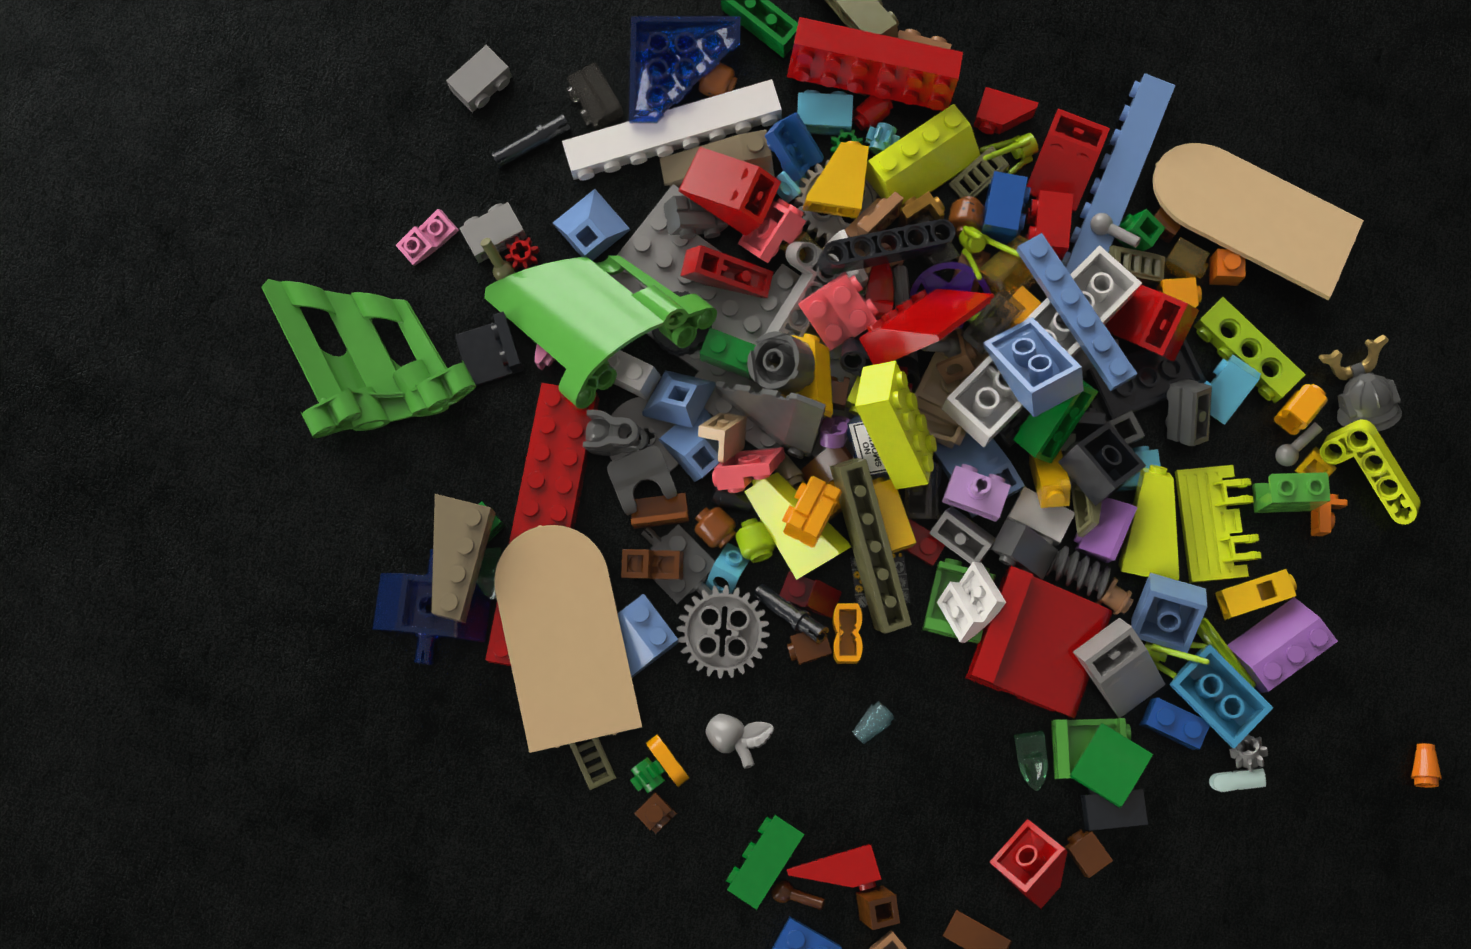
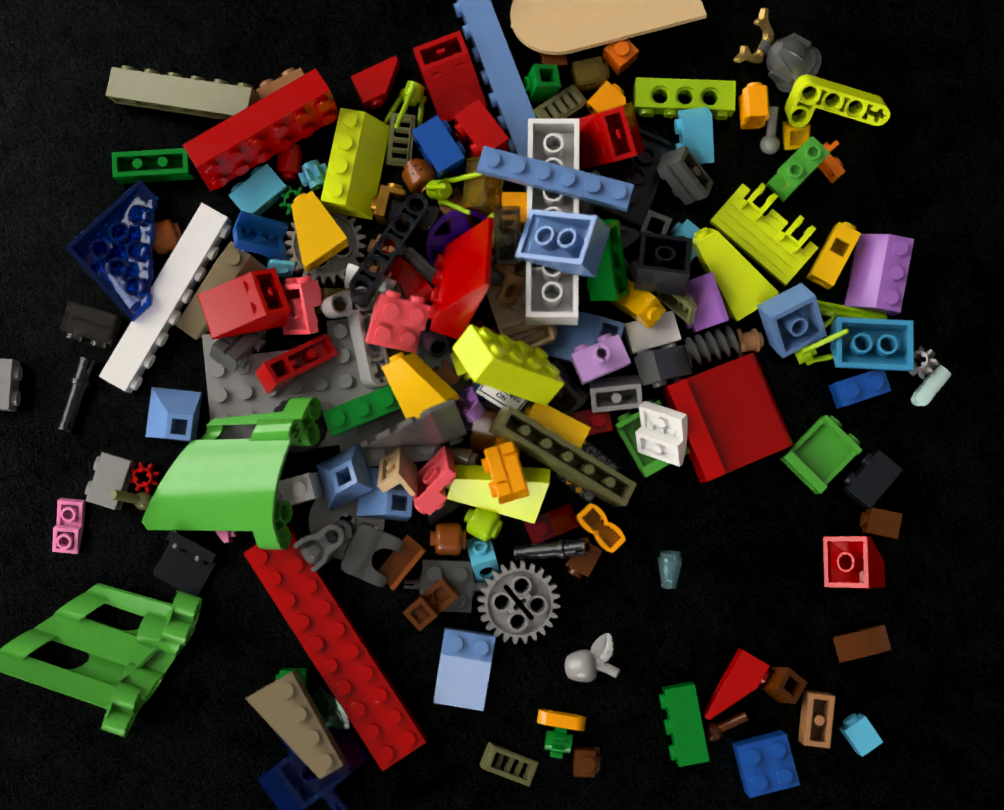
camera: 50 degrees left, 5 degrees up
(564, 639) = (420, 708): tan piece -> none
(781, 363) = (394, 394): dark grey brick -> none
(876, 216) = (361, 235): medium nougat bracket -> none
(1032, 758) = (790, 495): clear green plate -> none
(1103, 224) = (514, 100): light grey bar -> none
(1111, 765) = (846, 454): green slope -> none
(1120, 667) = (792, 384): light grey slope -> none

